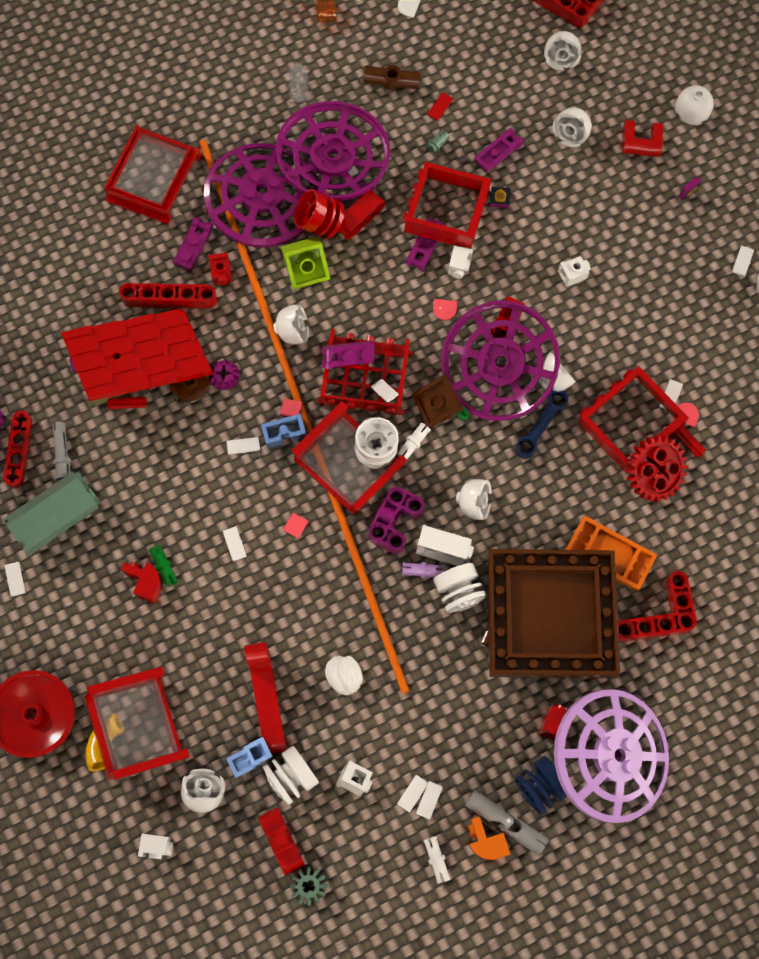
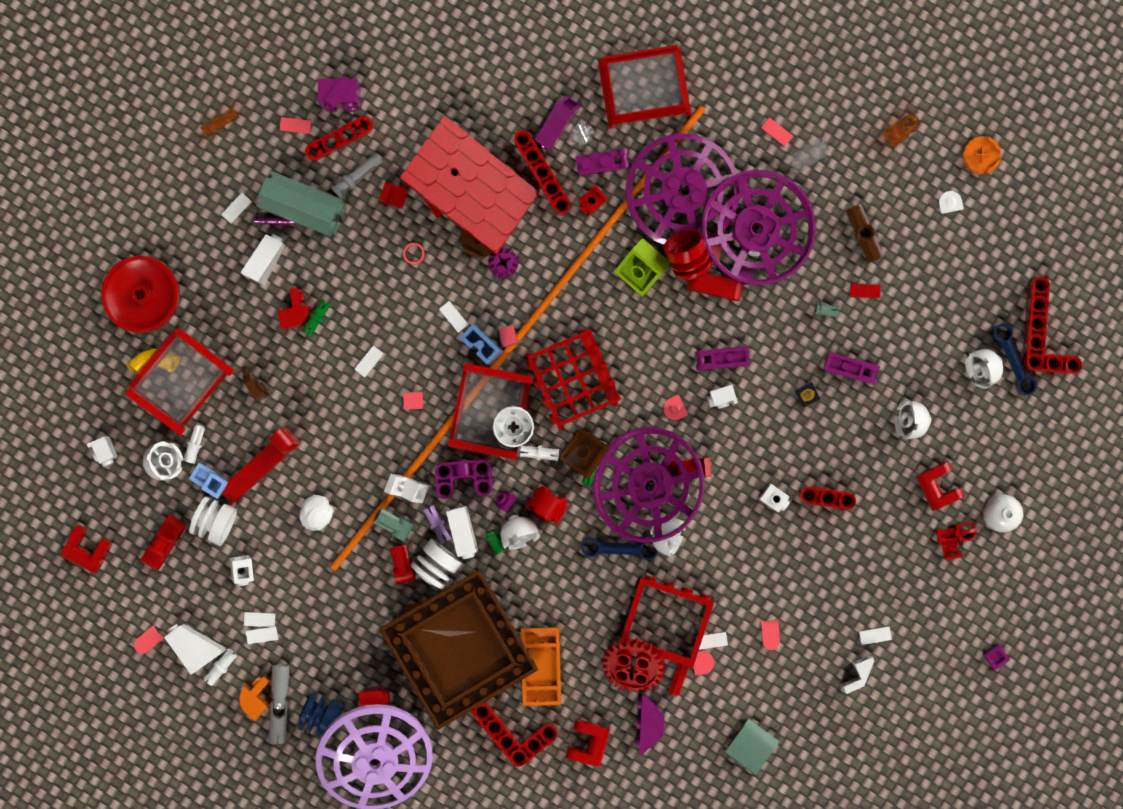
camera: 60 degrees right, 15 degrees up
(50, 551) = (272, 221): none -> magenta wheel
(78, 579) = (264, 259): none -> white slope
(100, 430) = (393, 195): none -> red panel
(134, 258) = (557, 122): none -> magenta slope
(157, 244) = (582, 134): none -> clear gear
(164, 437) = (404, 251): none -> coral piece
(187, 657) = (256, 389): none -> reddish brown wing
(205, 751) = (194, 444): none -> white axle
(246, 933) = (82, 557): none -> red connector
(262, 98) = (777, 131): none -> coral window
(291, 325) = (577, 292): white cylinder -> none
(306, 878) = (143, 576): sand green gear -> none
(348, 354) = (575, 356): magenta plate -> none
(367, 919) = (147, 640): none -> coral piece
(372, 575) = (406, 488): none -> white slope
(384, 390) = (565, 404): white window -> none
(401, 875) = (192, 647): none -> white slope
(403, 605) = (395, 525): none -> sand green piece
(438, 496) = (505, 500): none -> magenta plate
(440, 232) = (734, 365): red window -> none
(446, 625) = (402, 567): none -> red piece
(466, 459) = (547, 506): none -> red brick
(470, 527) = (495, 541): none -> green pin
(576, 29) = (1014, 359): none -> dark blue piece
(595, 236) = (836, 497): none -> red beam
(690, 188) = (915, 554): magenta tile -> none
(693, 156) = (950, 540): none -> red piece
(693, 343) = (770, 634): none -> coral piece
(712, 546) = (596, 745): none -> red connector
(718, 488) = (649, 724): none -> magenta slope

